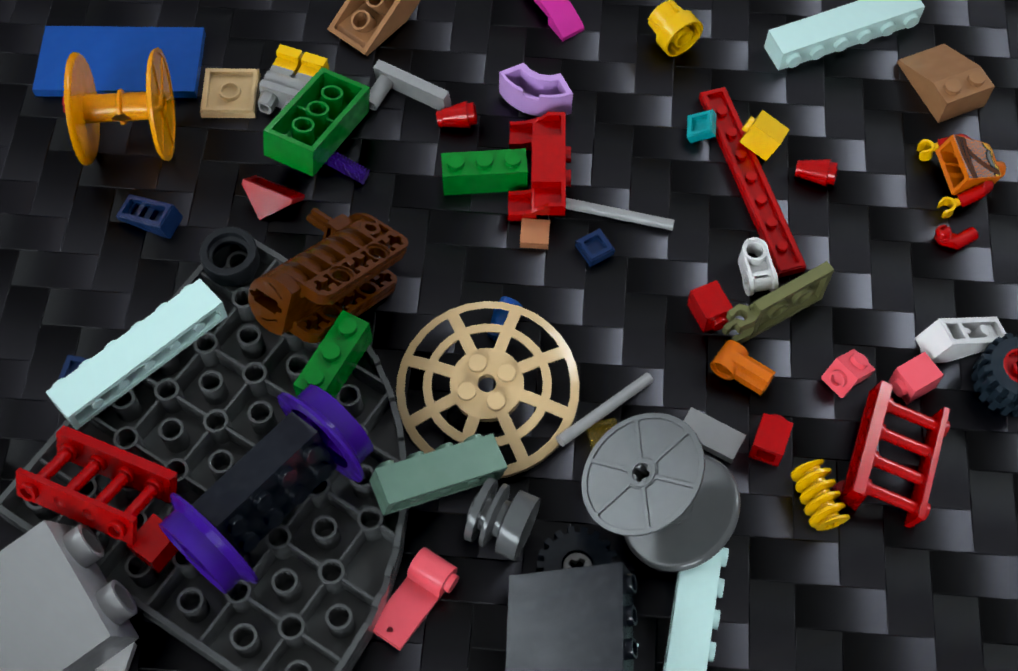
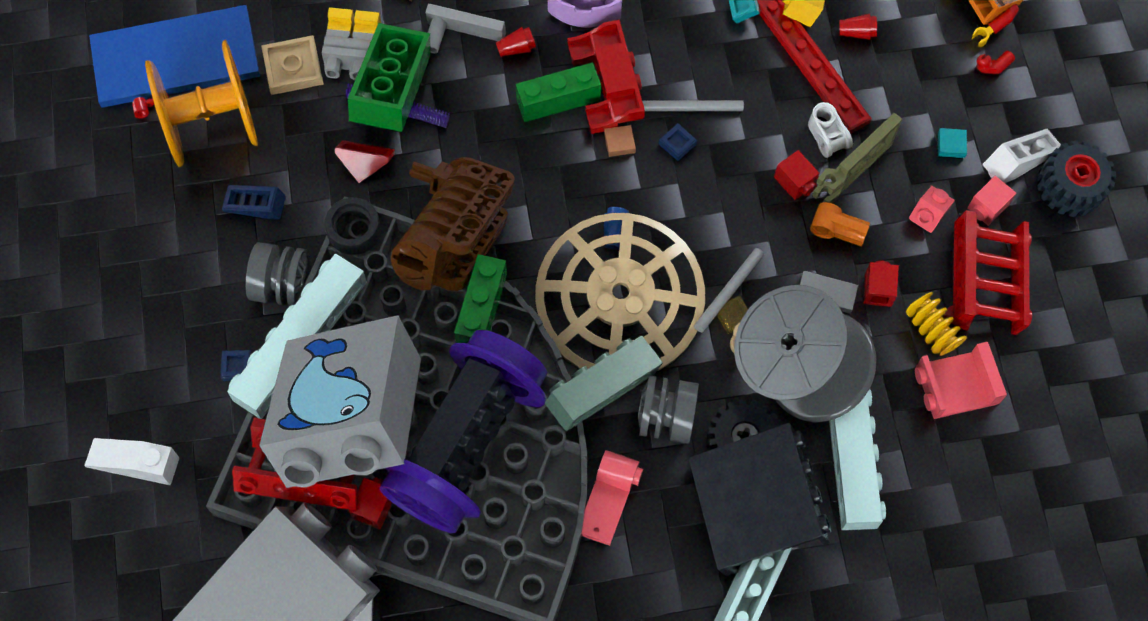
camera: 15 degrees left, 5 degrees up
(140, 286) = (276, 274): none -> dark grey wheel
(145, 428) = (342, 403): none -> light grey brick
(832, 565) = (960, 382): none -> coral panel
(888, 309) = (952, 143): none -> teal tile

